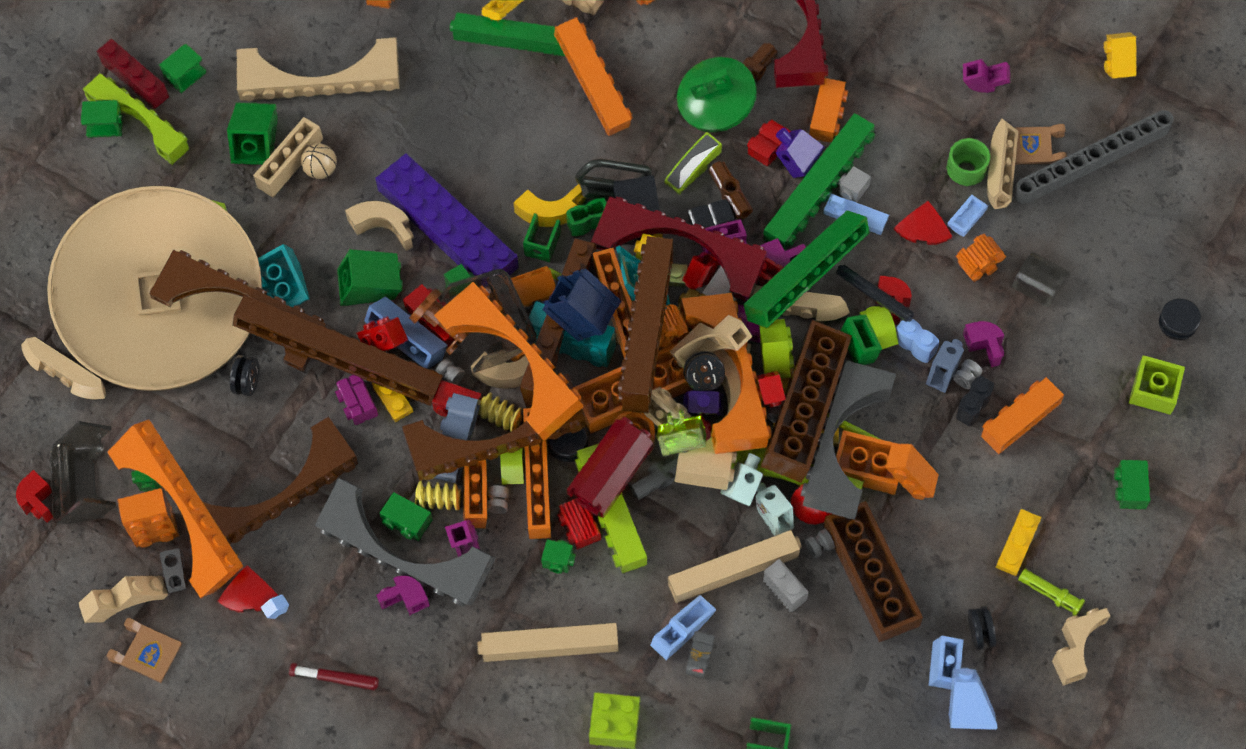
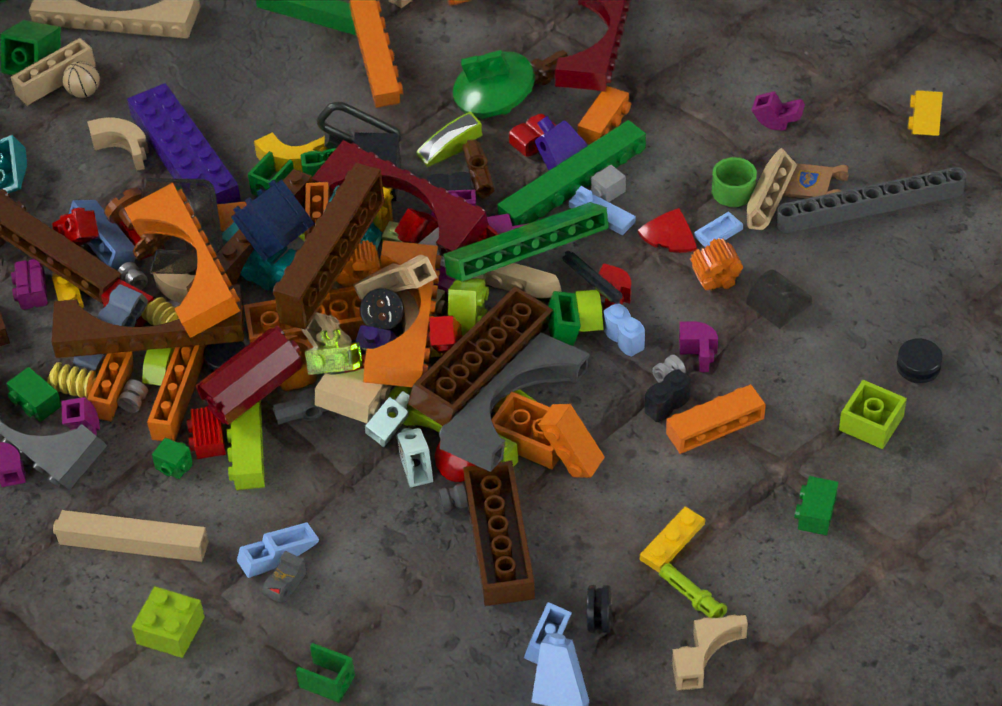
camera: 15 degrees right, 15 degrees down
(368, 277) = (88, 179): green slope -> none
(733, 566) = (353, 502): tan brick -> none
(785, 585) = (400, 529): light grey brick -> none
(949, 359) = (644, 354): sand blue torso -> none

